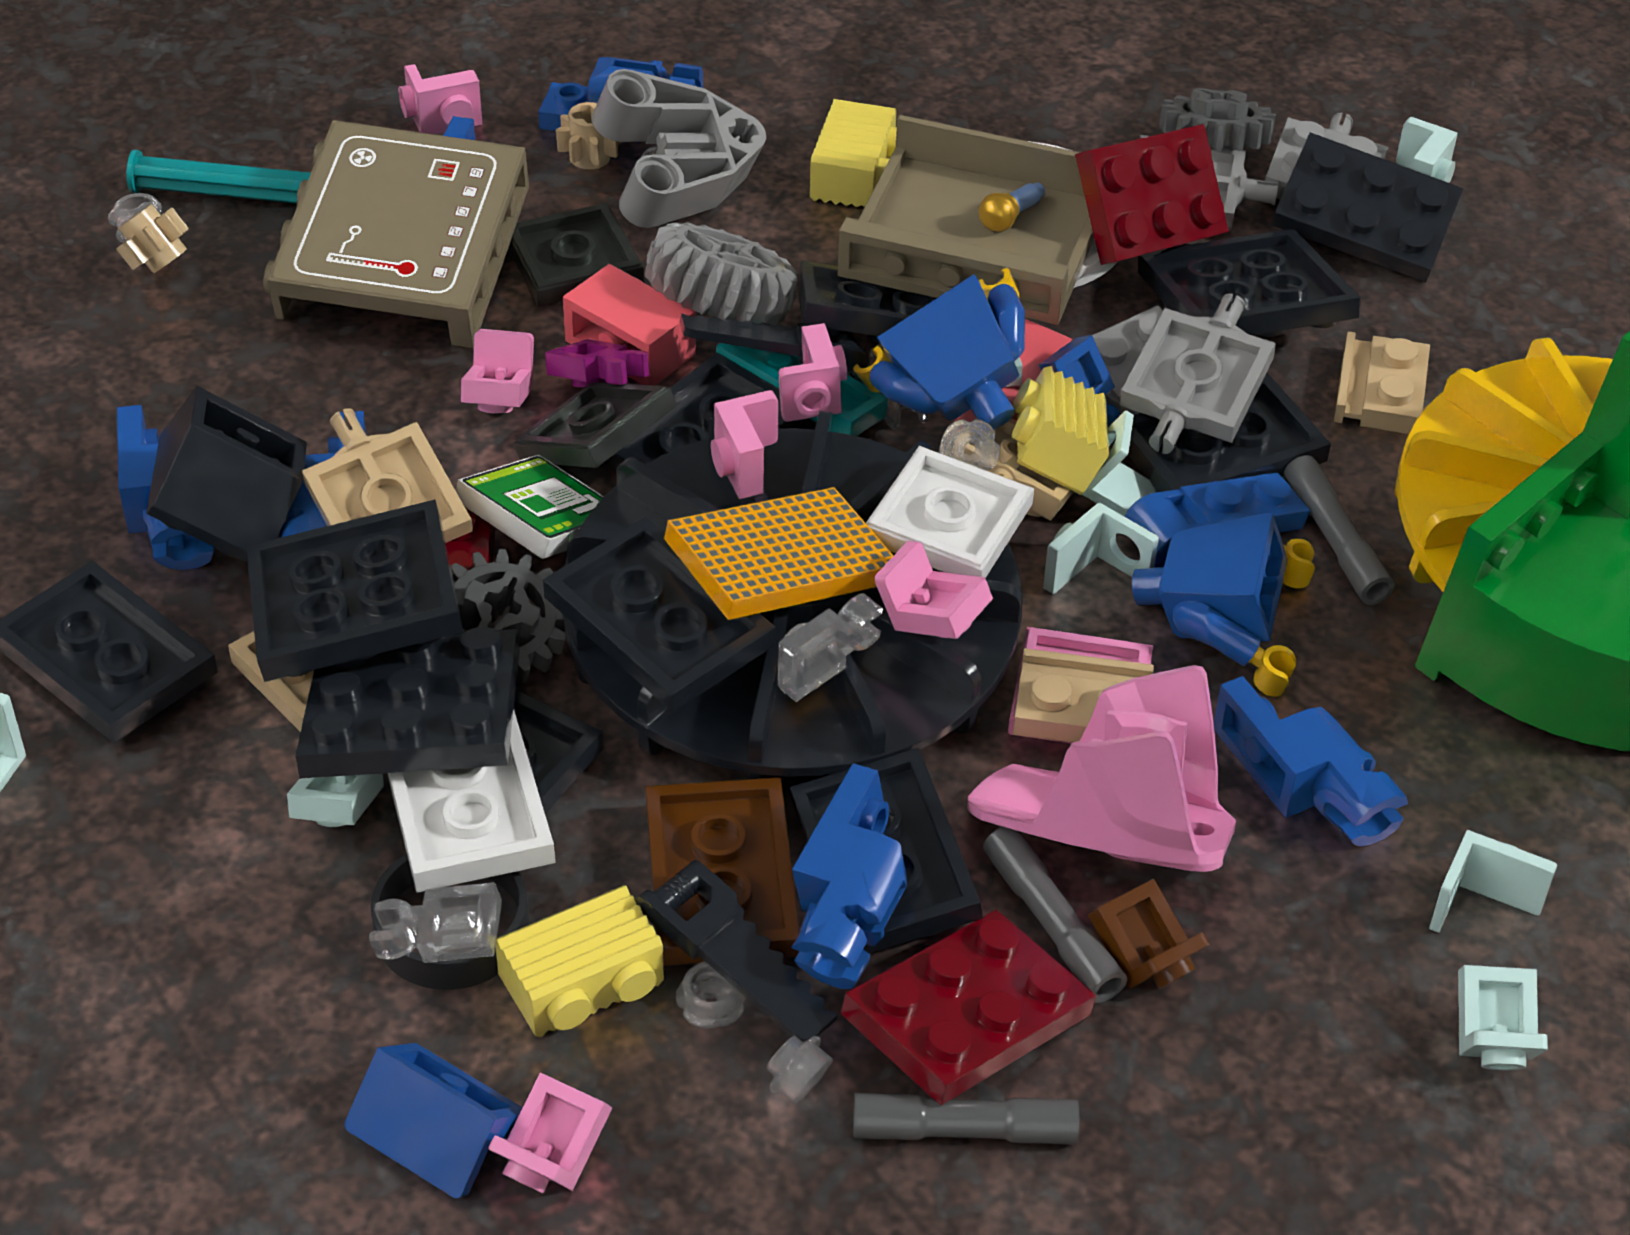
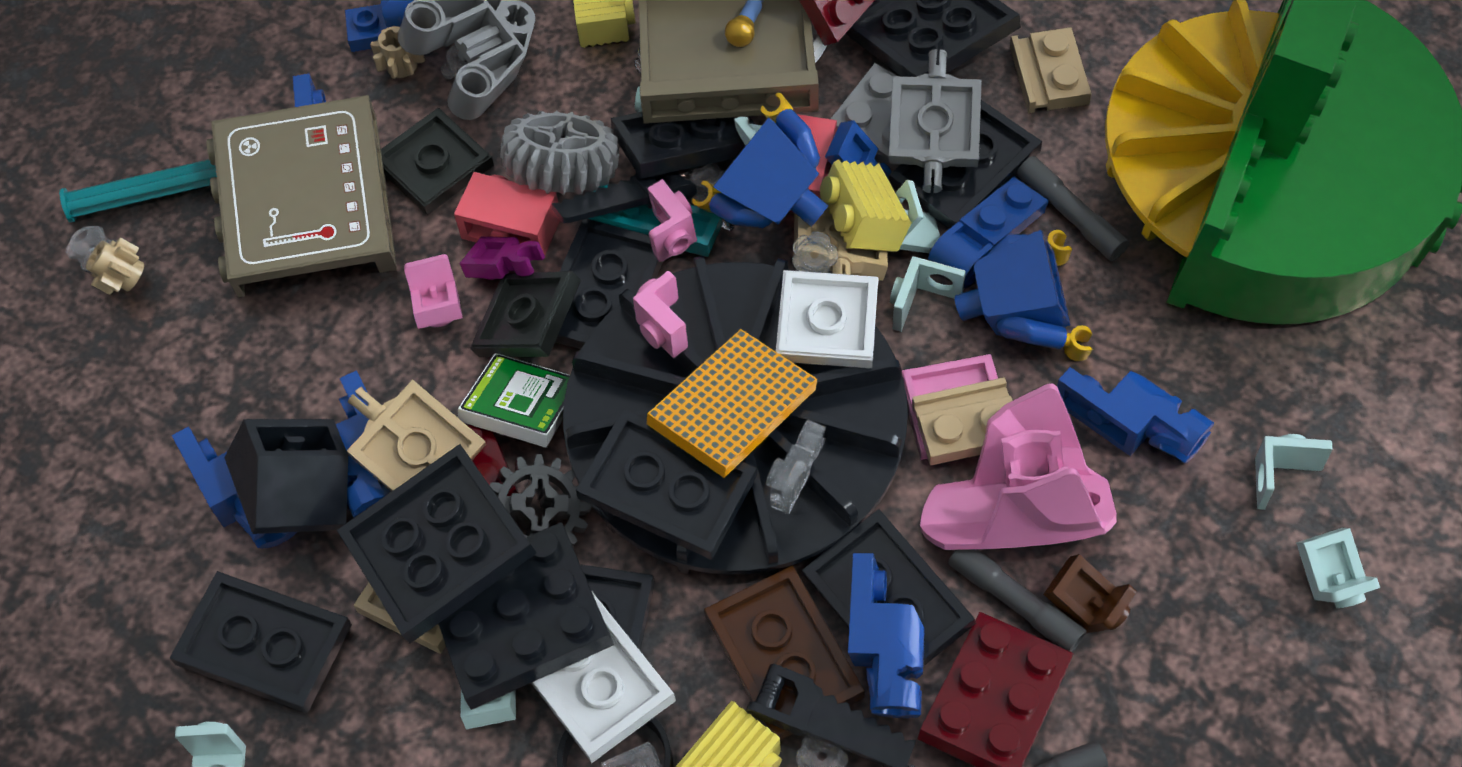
camera: 15 degrees left, 15 degrees up
(439, 98) = (271, 59): bright pink bracket -> none
(928, 599) = (850, 399): bright pink bracket -> none

